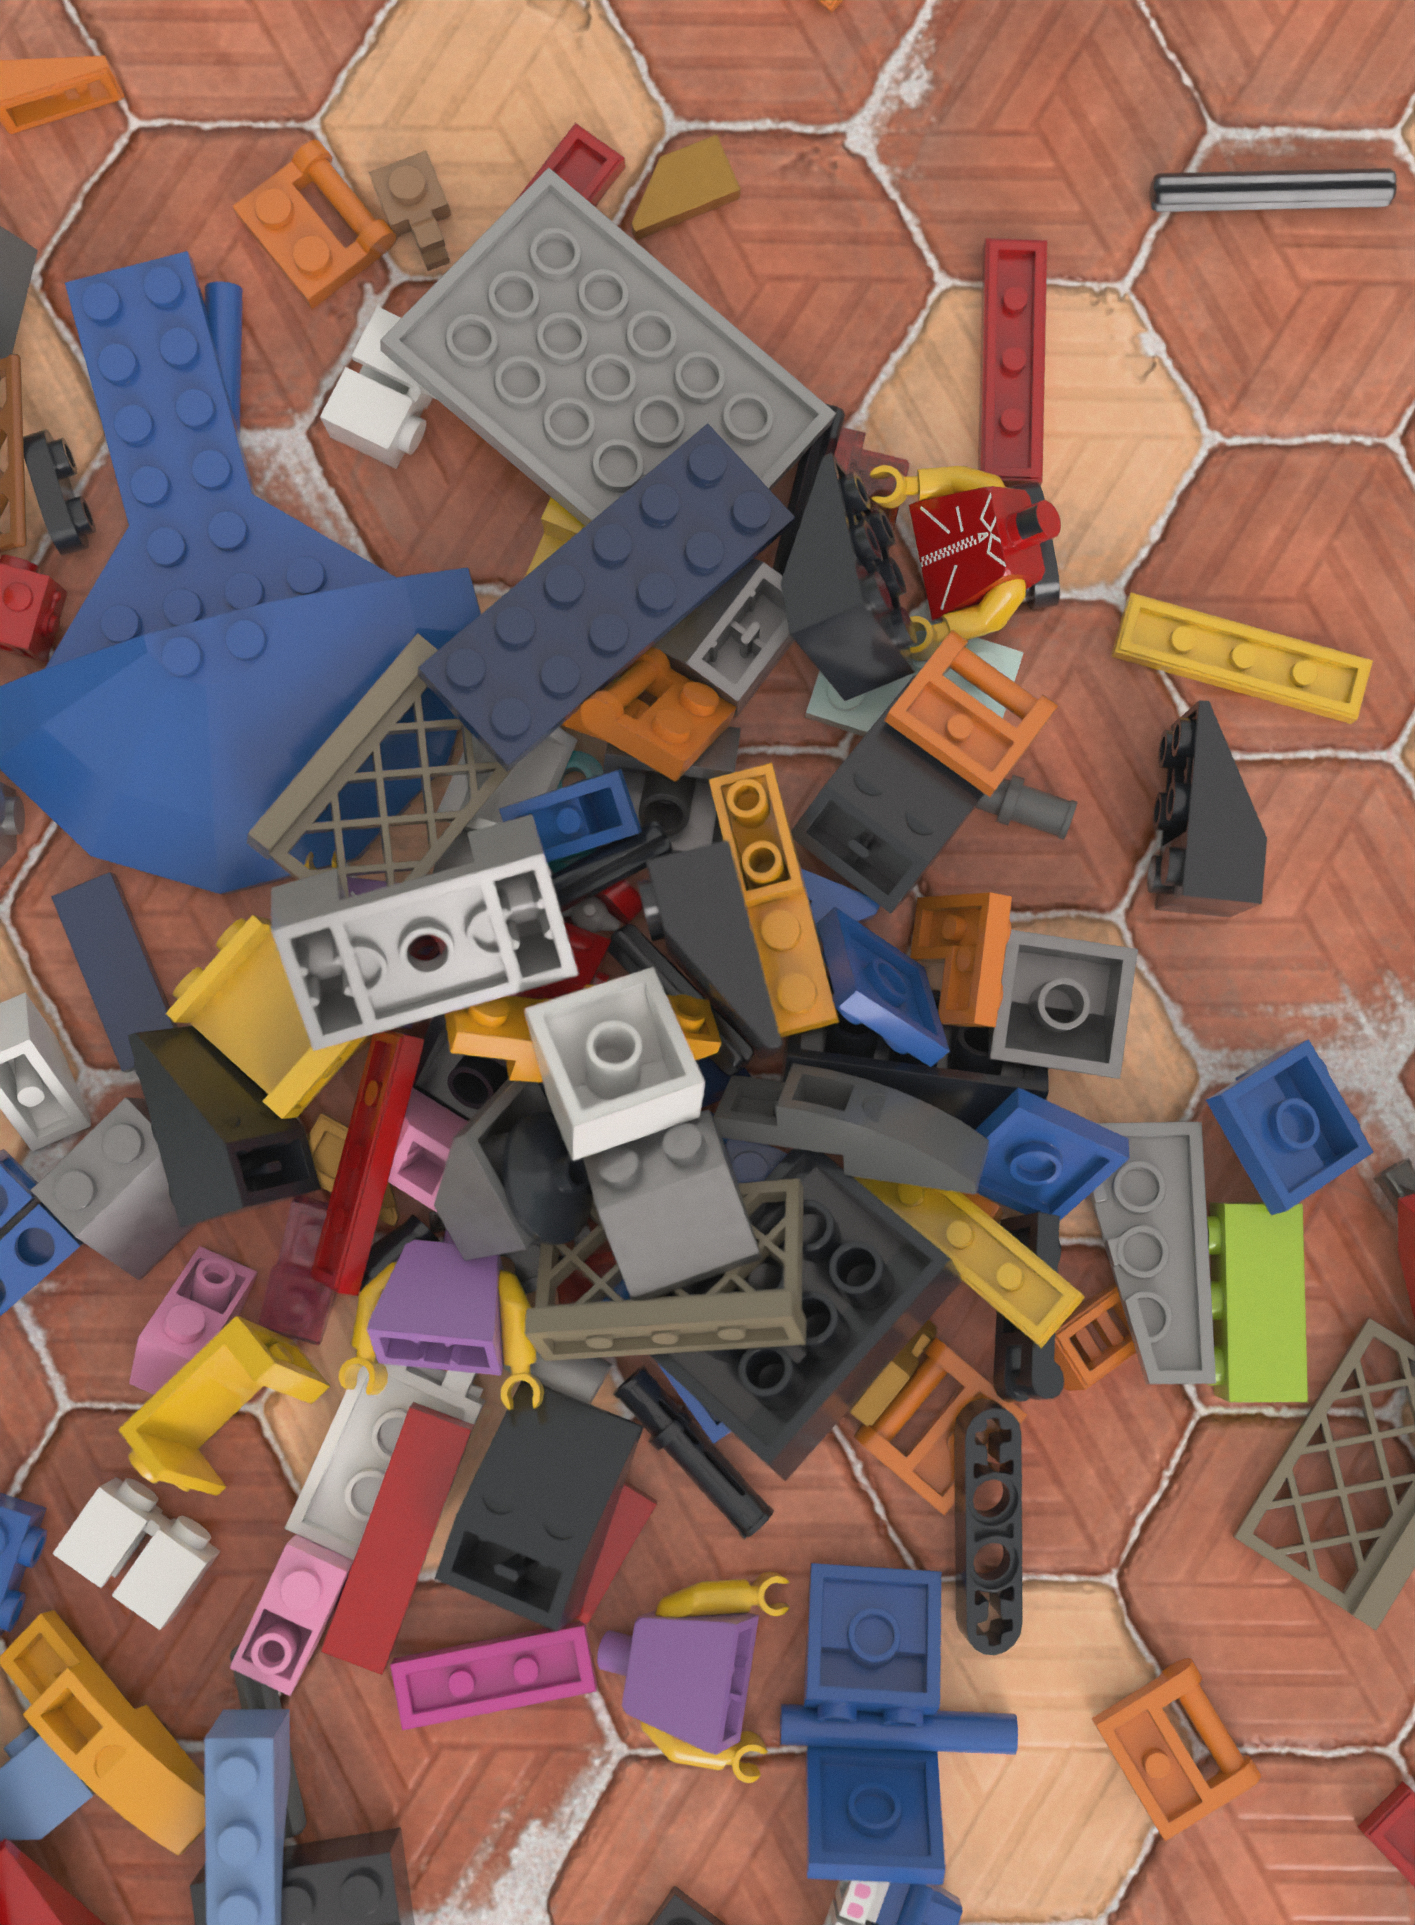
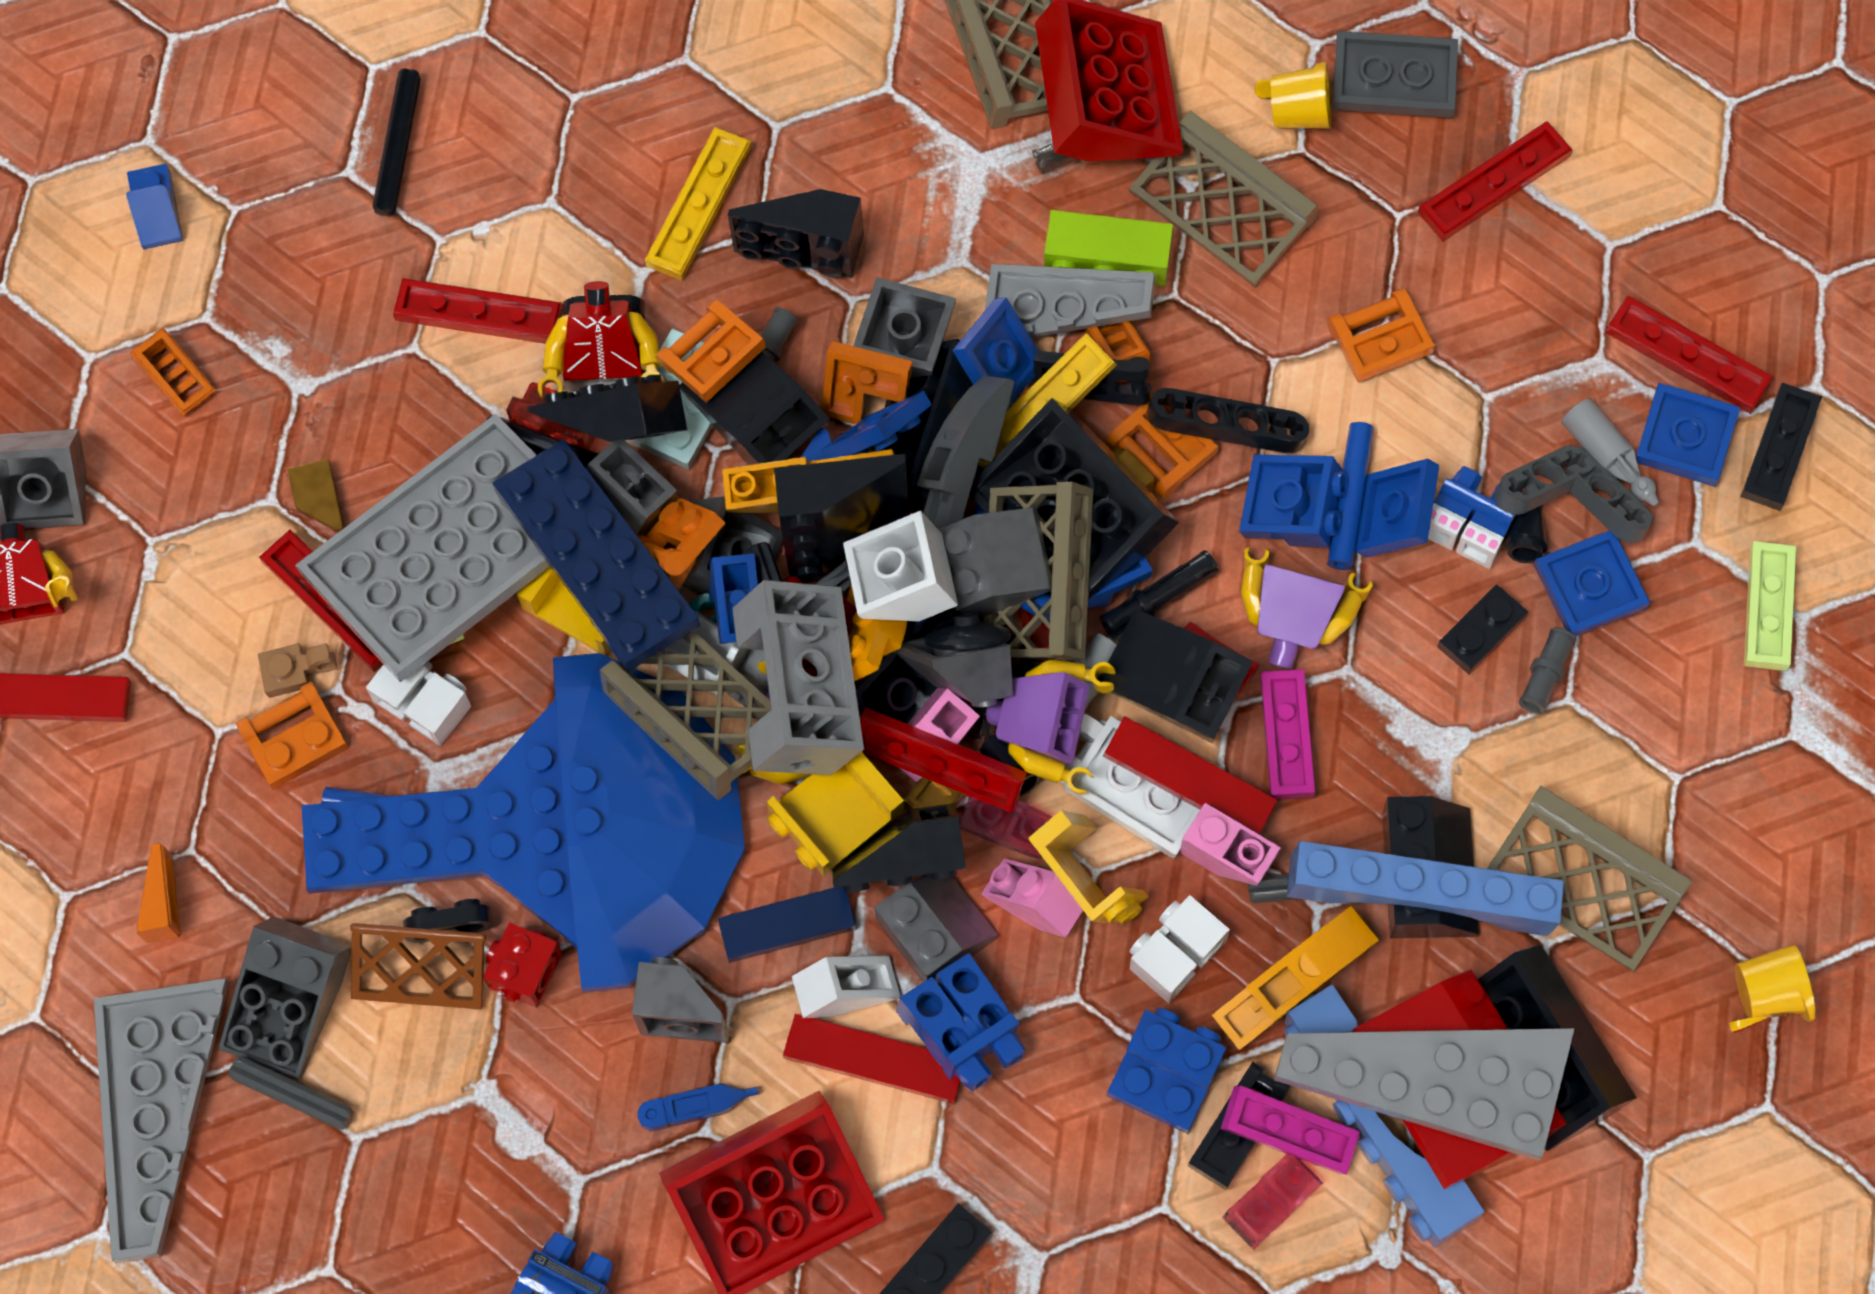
camera: 75 degrees left, 15 degrees down
(1289, 1126) = (1000, 210): blue plate -> none

